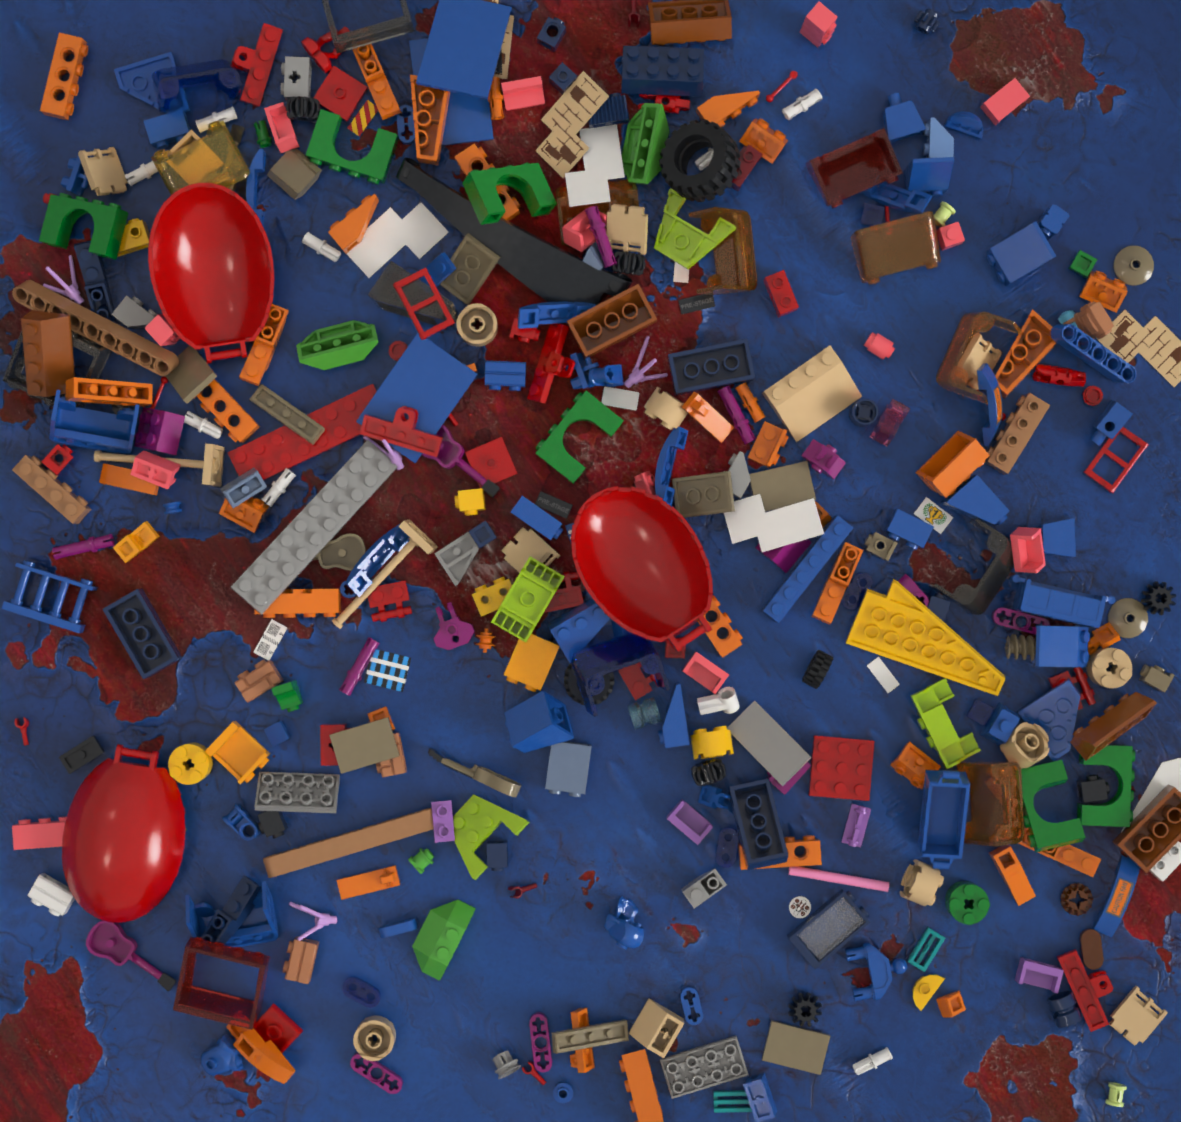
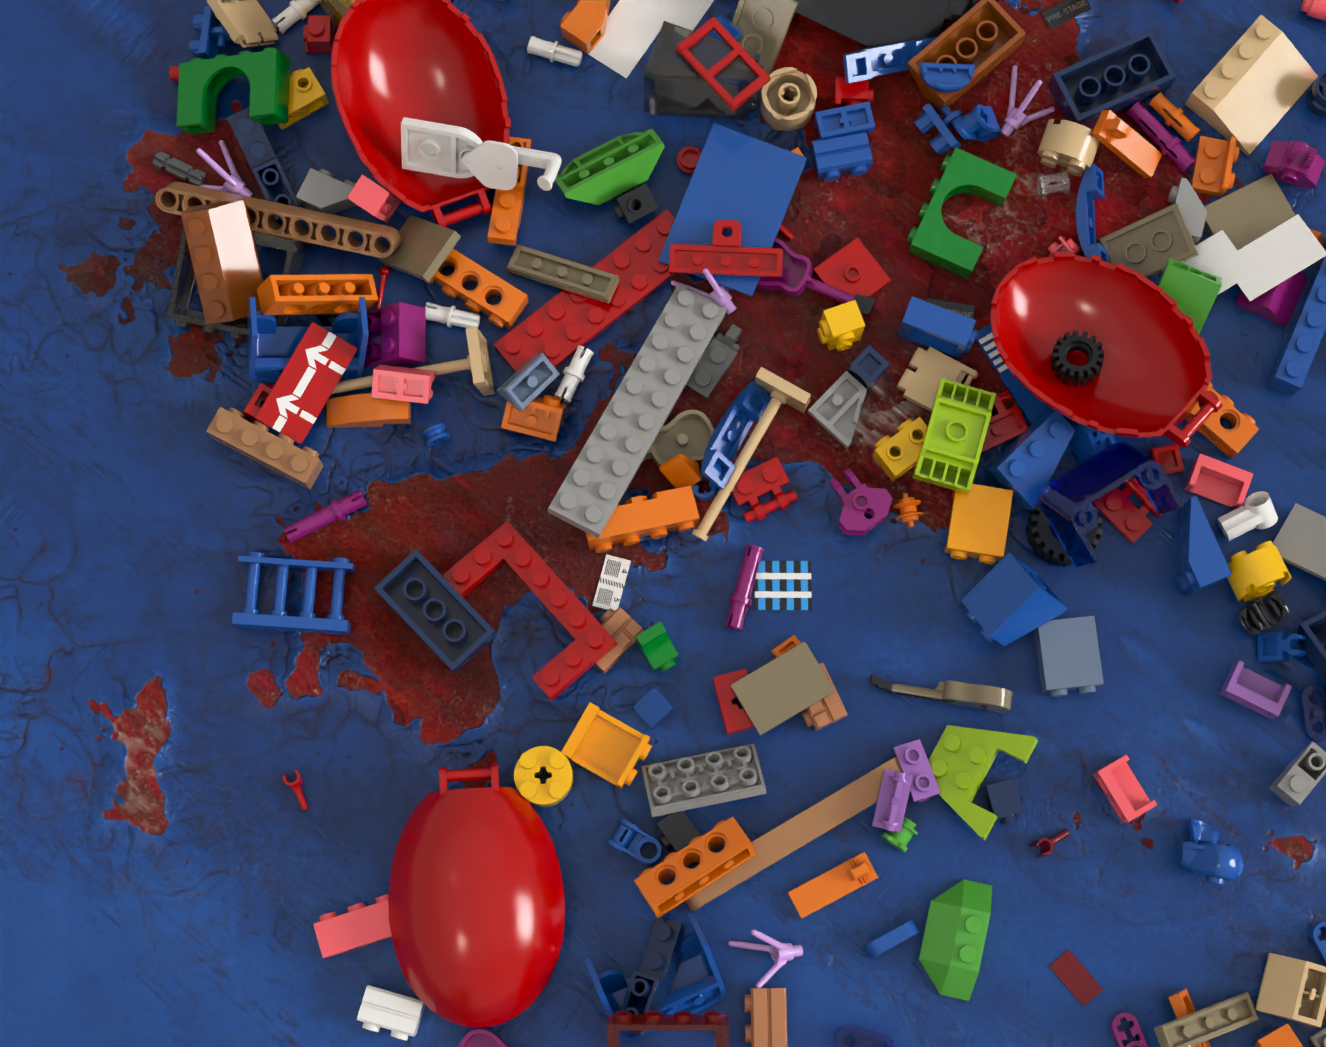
camera: 15 degrees left, 10 degrees down
(35, 270) = (179, 169): none -> dark grey axle
(81, 754) = (387, 802): black plate -> none
(88, 452) = (306, 383): none -> red sticker
(136, 541) = (396, 493): light orange slope -> none
(155, 194) = (319, 34): none -> red brick
(243, 678) = (590, 636): none -> red plate
(249, 323) = (462, 154): none -> white plate
(305, 847) = (689, 881): none -> orange brick
(335, 576) = (681, 471): none -> orange slope
(349, 375) = (634, 204): none -> black brick
(379, 502) = (715, 362): none -> dark grey hinge
(419, 839) = (892, 800): none -> medium lavender hinge
(512, 351) = (844, 121): none -> blue hinge
(515, 982) = (1076, 978): none -> dark red sticker
(550, 363) = (897, 125): red plate -> none
(581, 867) = (1123, 790): none -> coral panel
(590, 340) = (945, 76): none -> blue plate
(620, 398) = (1002, 153): white sticker -> none
(628, 552) = (1077, 343): none -> black tyre
(644, 713) = (1155, 553): clear light blue wheel -> none
(650, 431) = (1062, 186): none -> clear bush
(718, 538) = (1191, 289): none -> bright green brick

